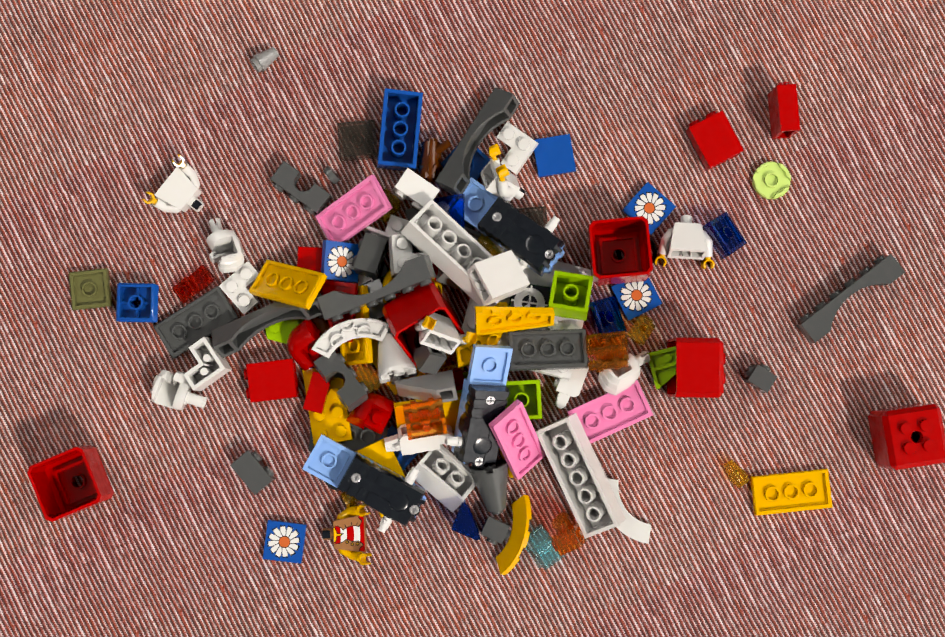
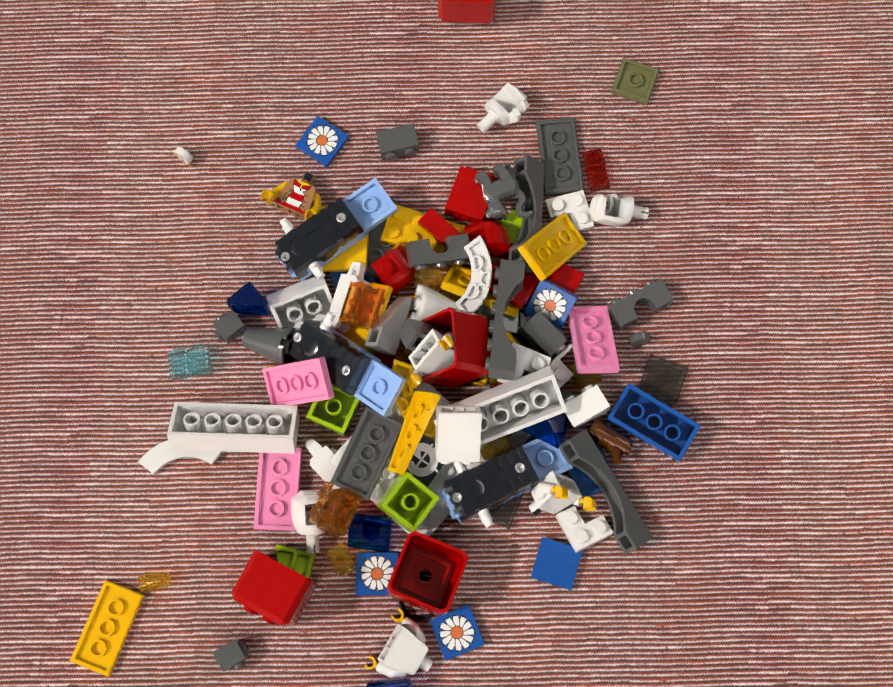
camera: 120 degrees right, 10 degrees down
(131, 292) = (595, 104): blue brick -> none
(178, 191) = (689, 194): white torso -> none
(210, 365) = (511, 145): white brick -> none
(255, 352) = (500, 190): none -> dark grey animal
(264, 59) = (783, 330): light grey cone -> none
(519, 535) = (210, 343): yellow tile -> none
(568, 536) = (185, 388): clear orange brick -> none

